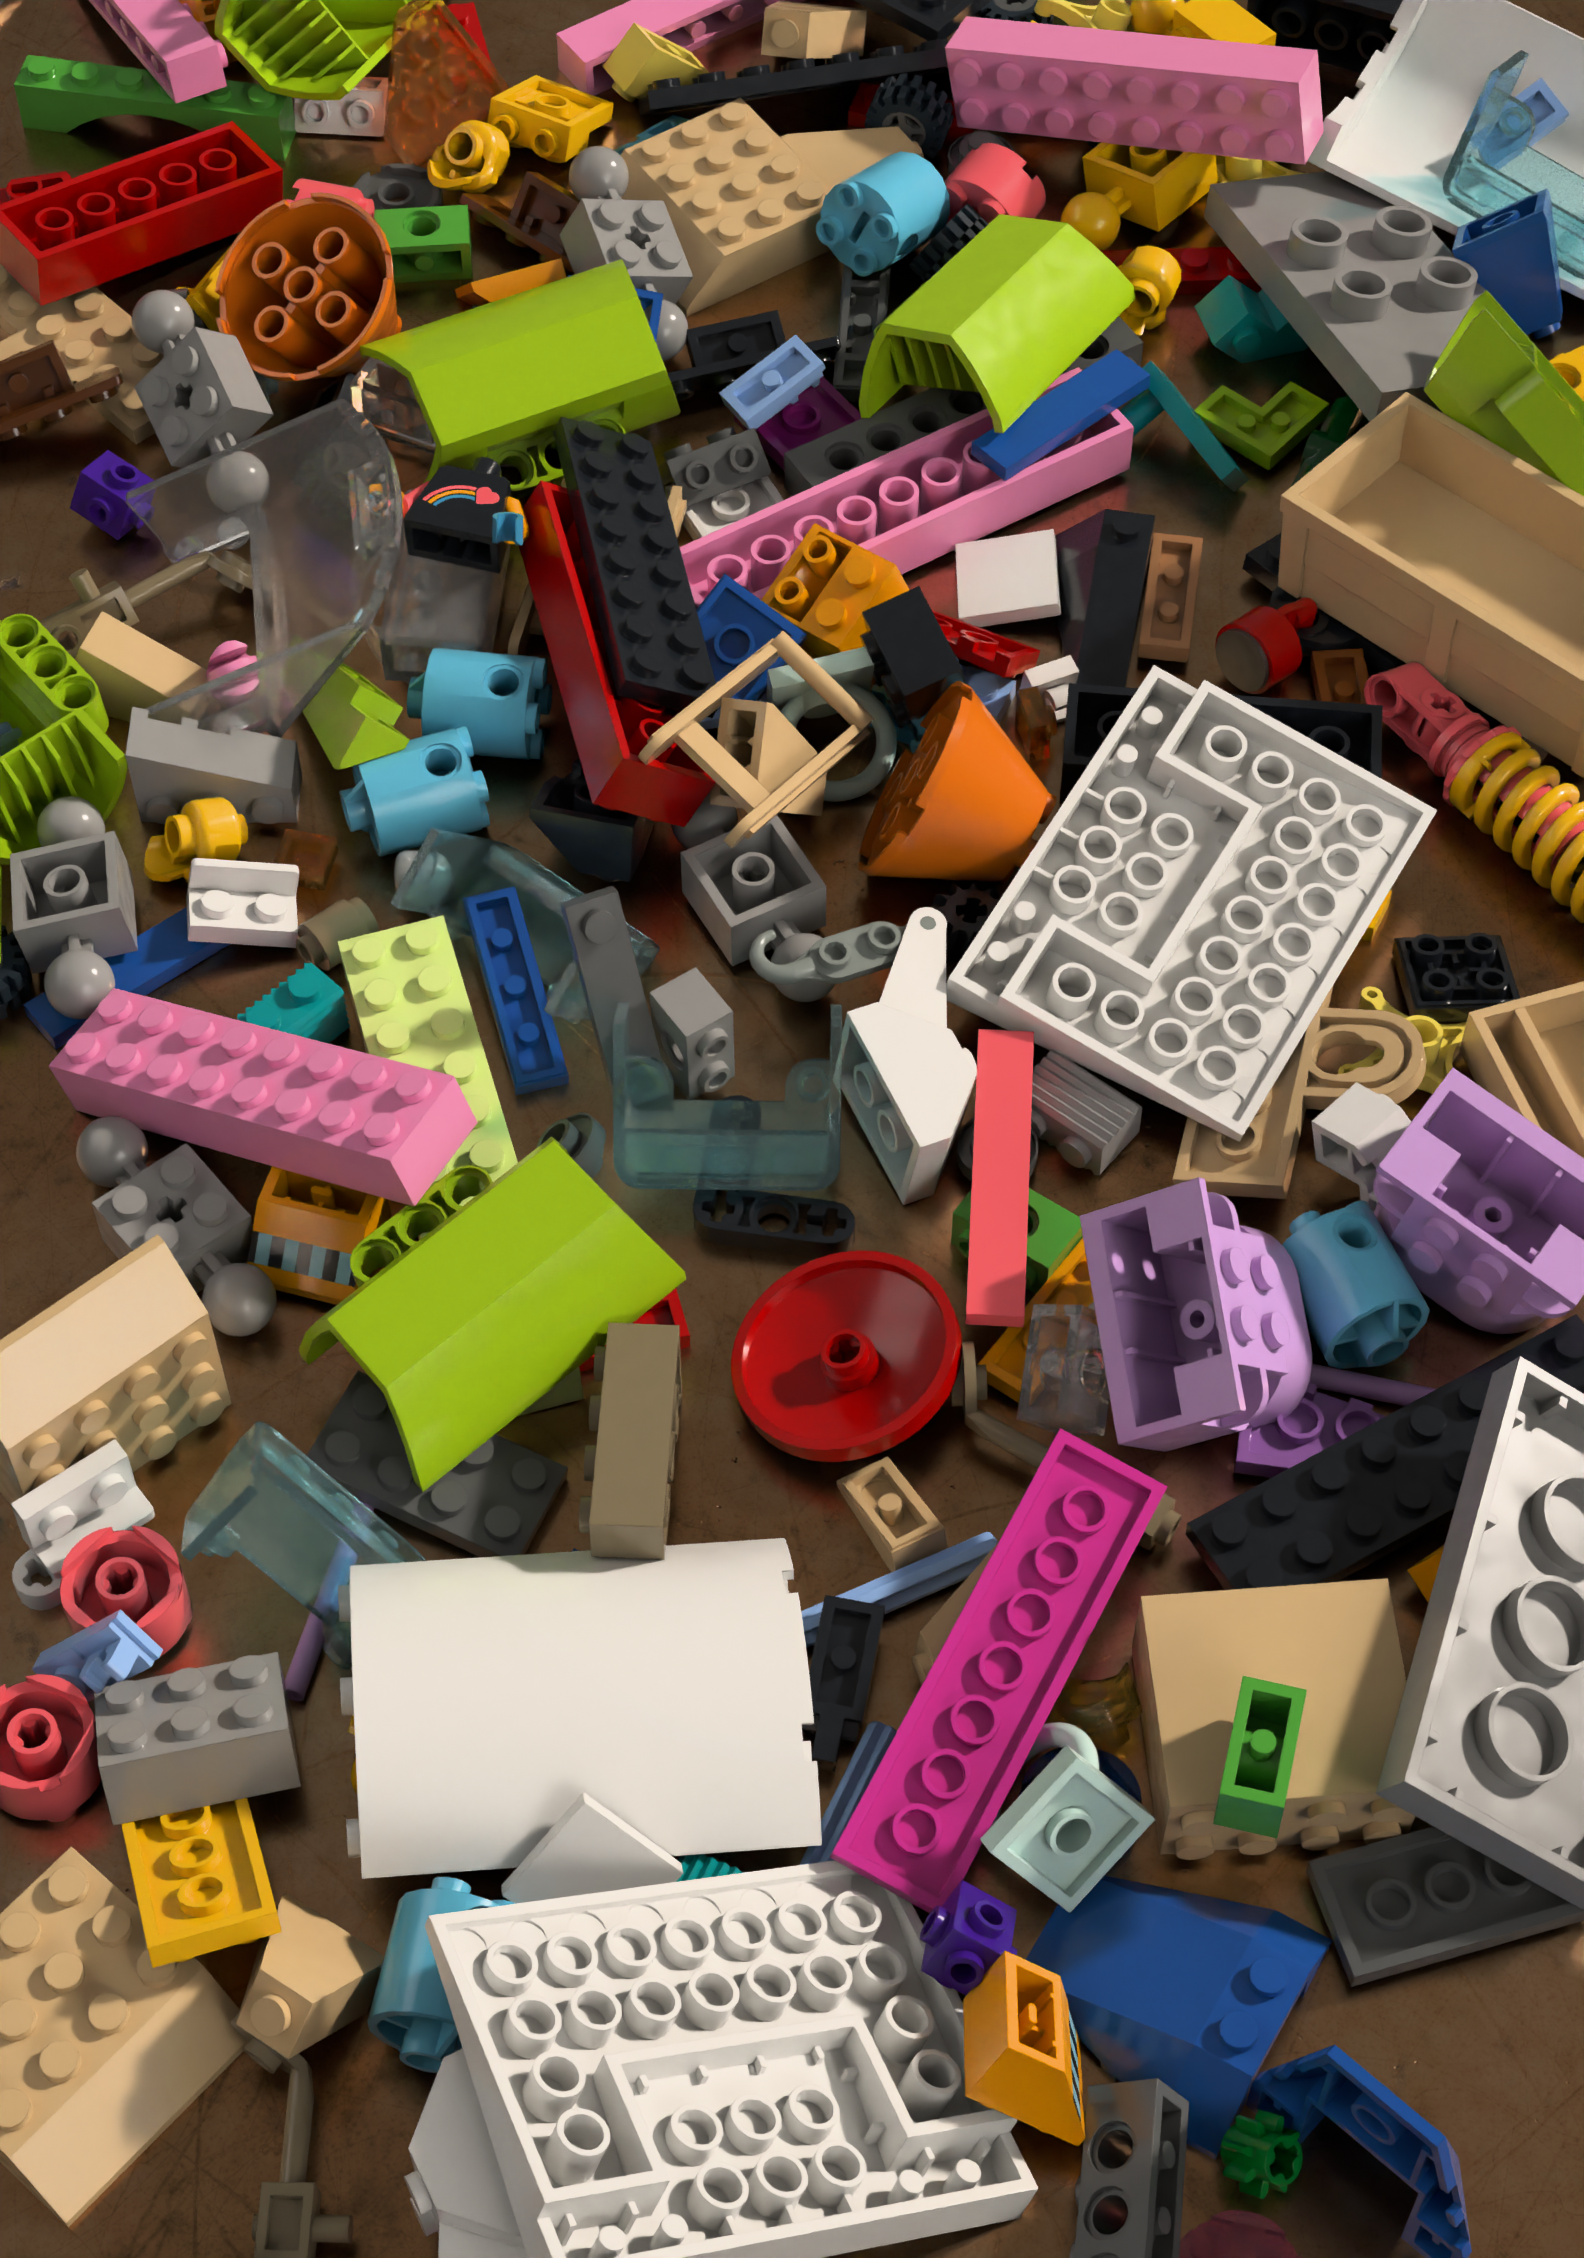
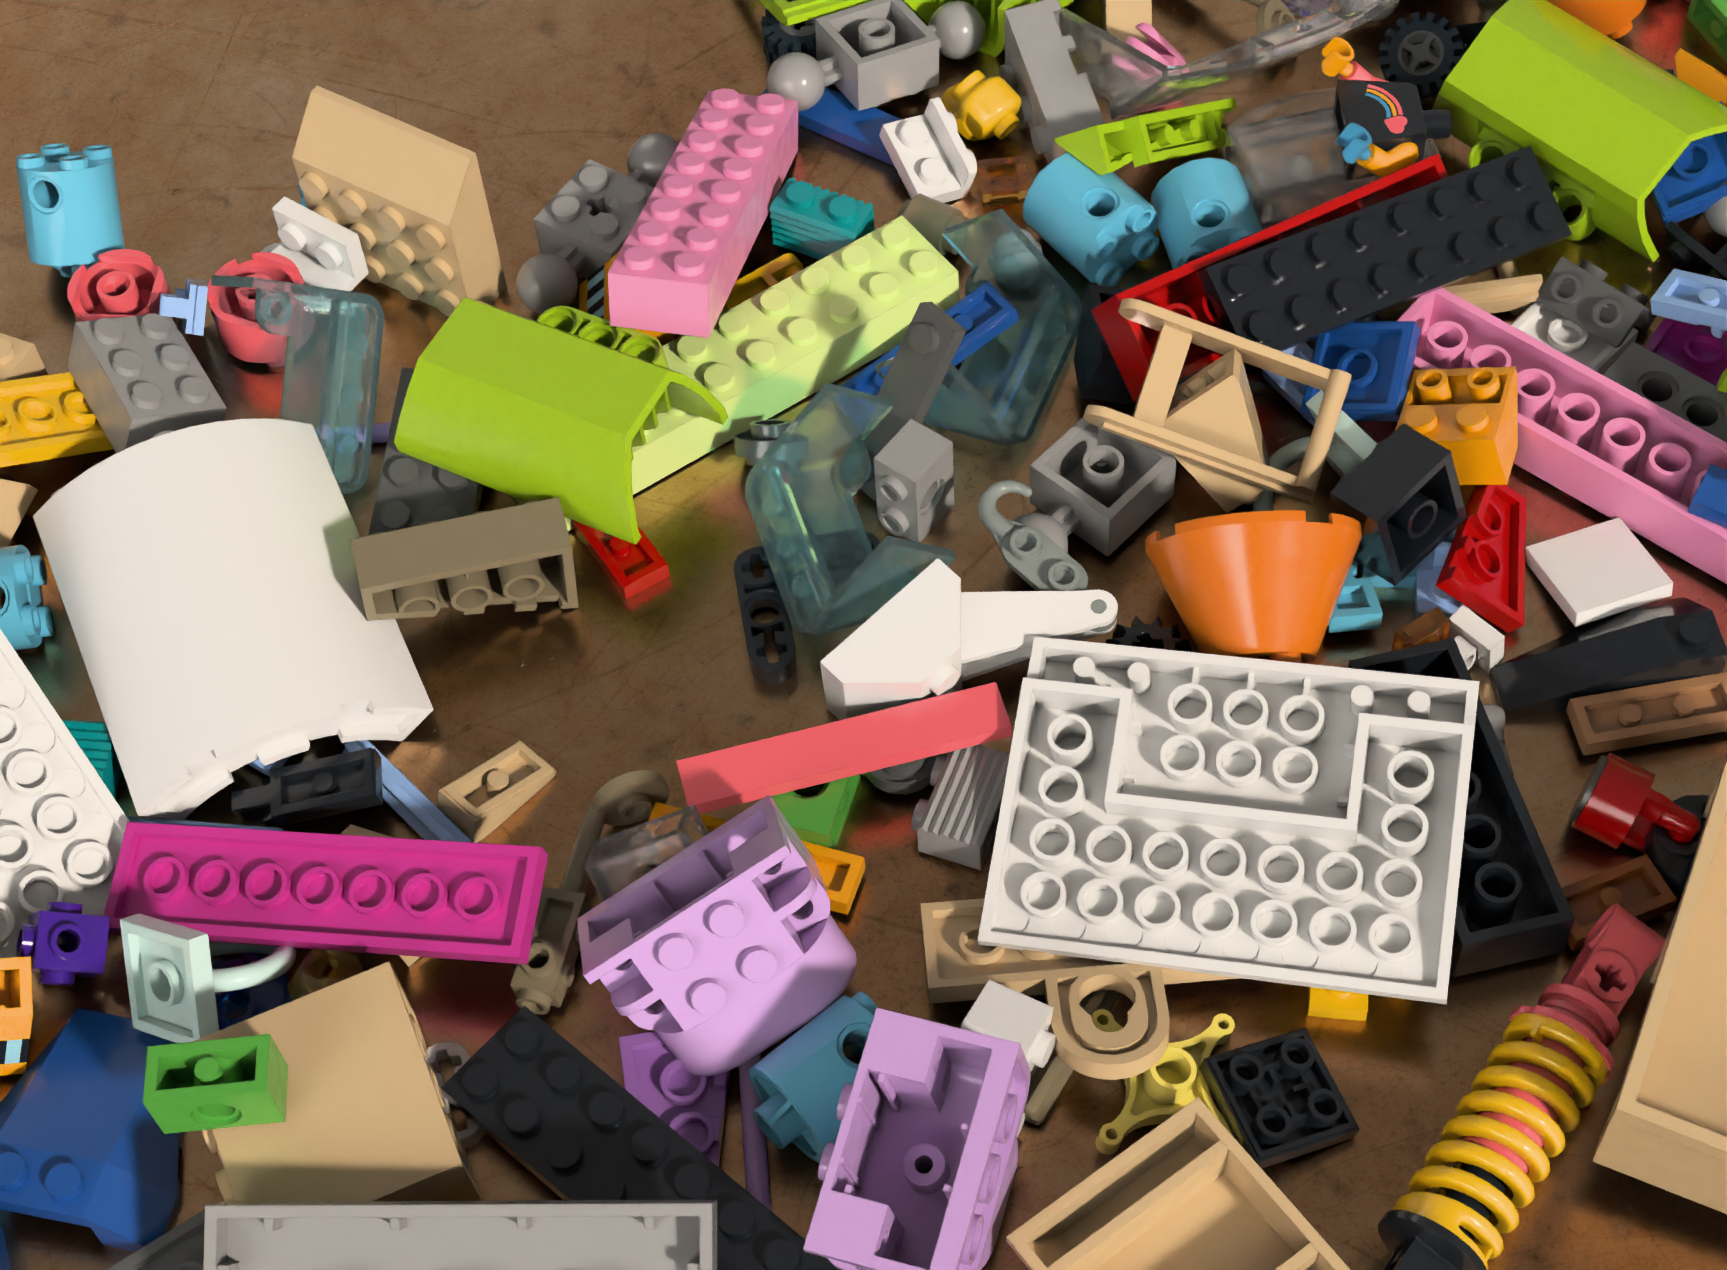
camera: 75 degrees right, 0 degrees up
(589, 1854) = (71, 662): white tile -> none
(846, 1356) = (624, 697): red dish -> none

